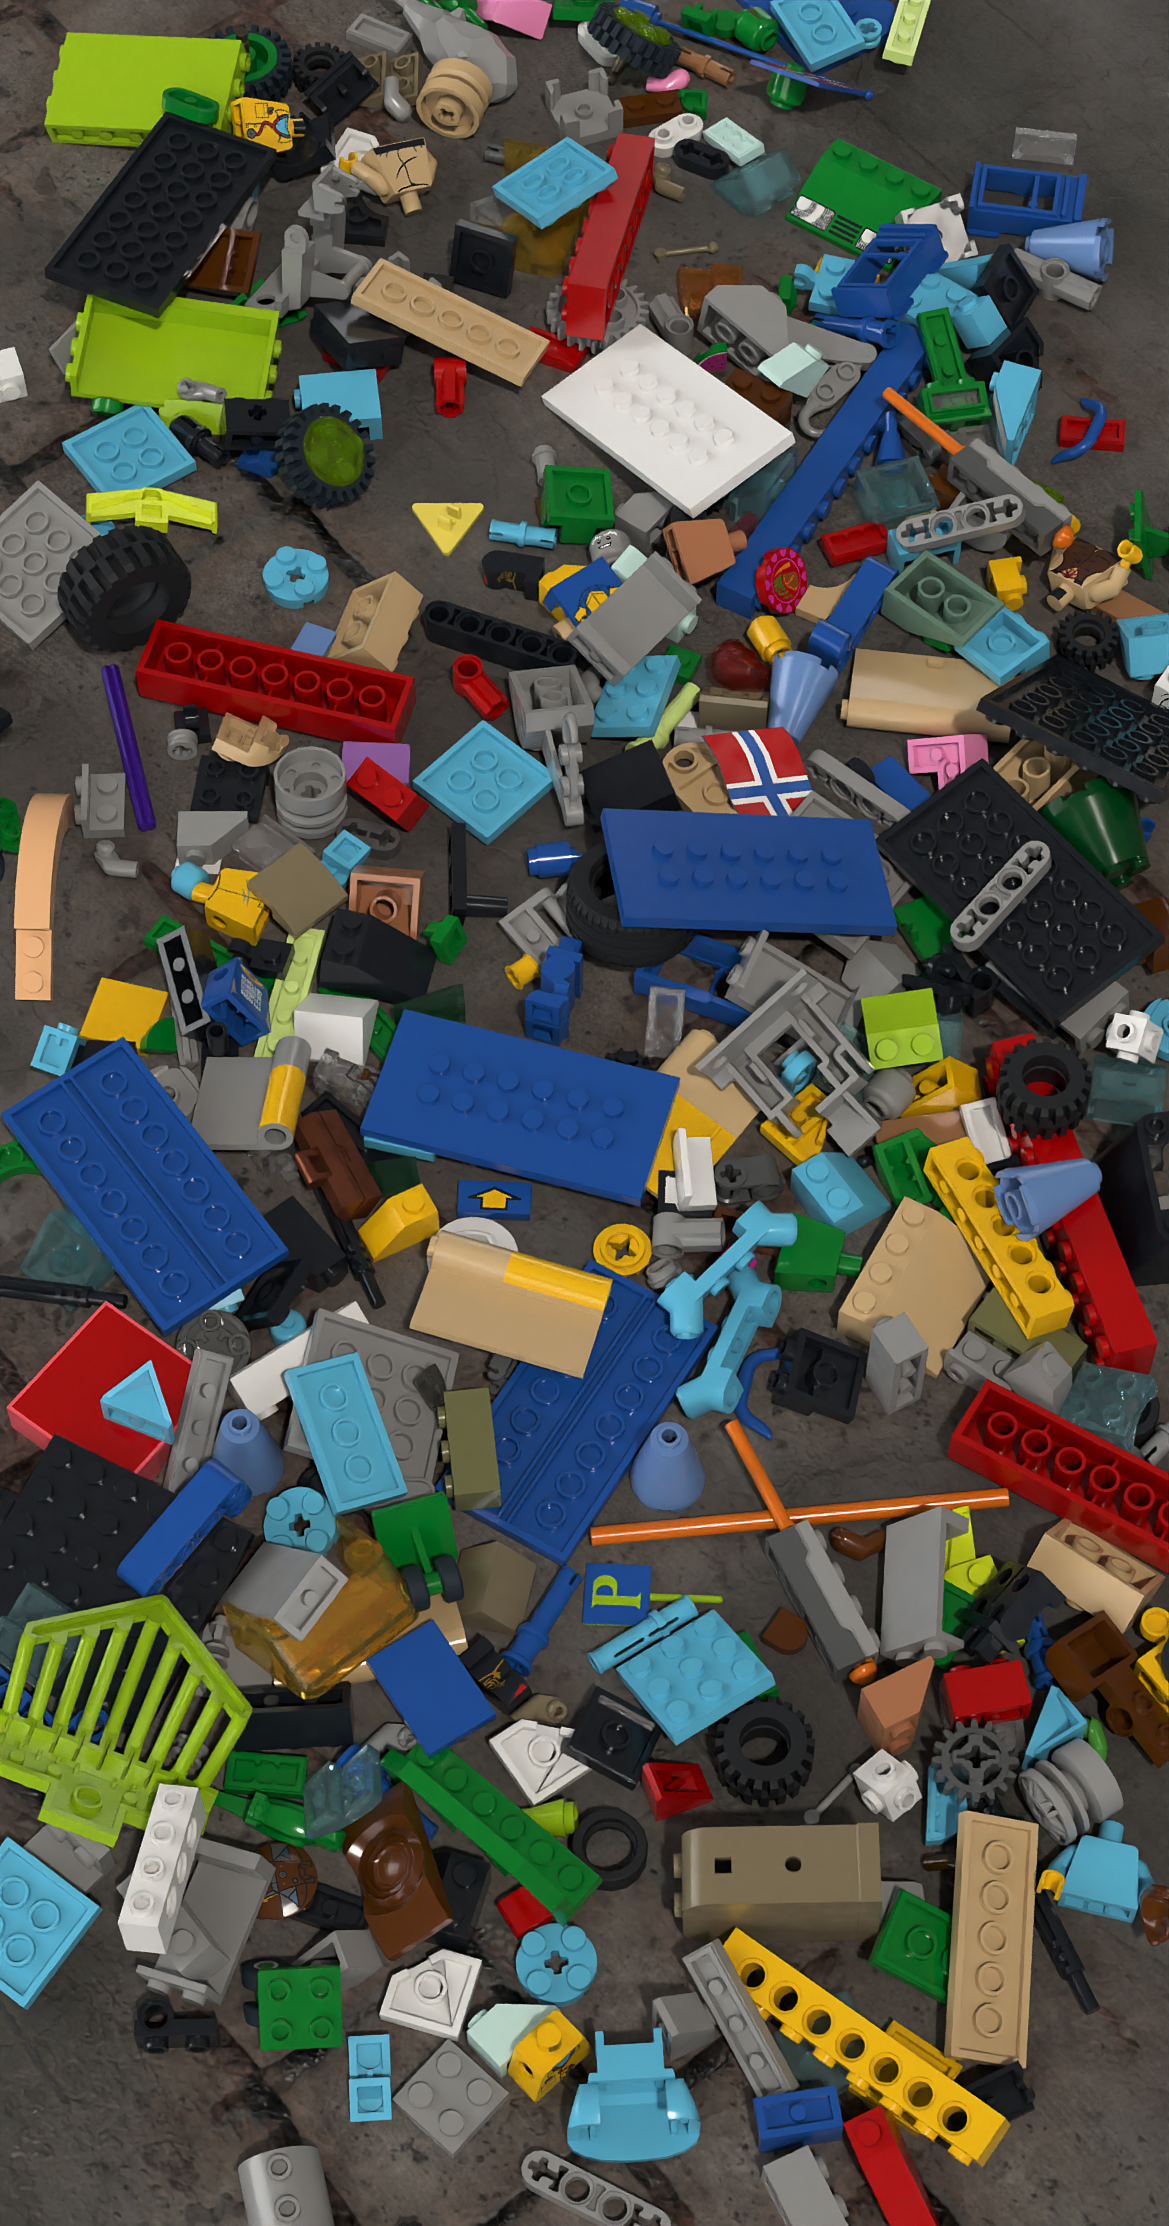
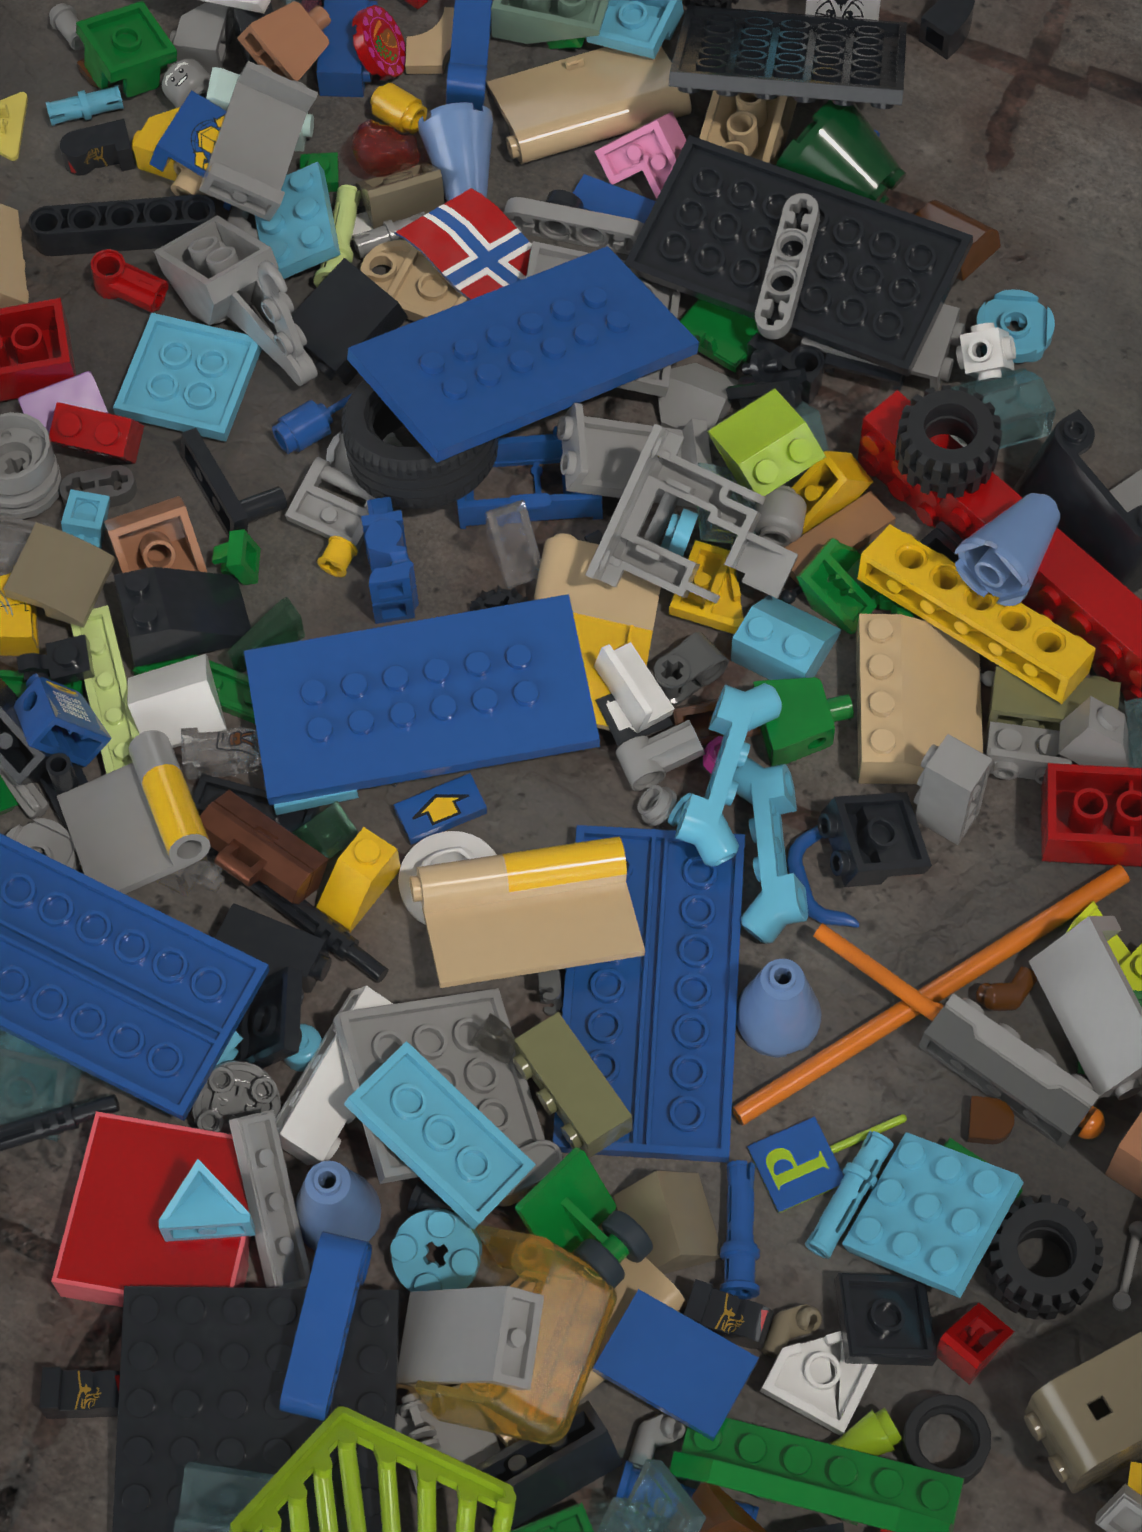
camera: 25 degrees left, 5 degrees up
(616, 1238) = (588, 788): yellow gear -> none
(986, 1129) = (889, 504): white tile -> none

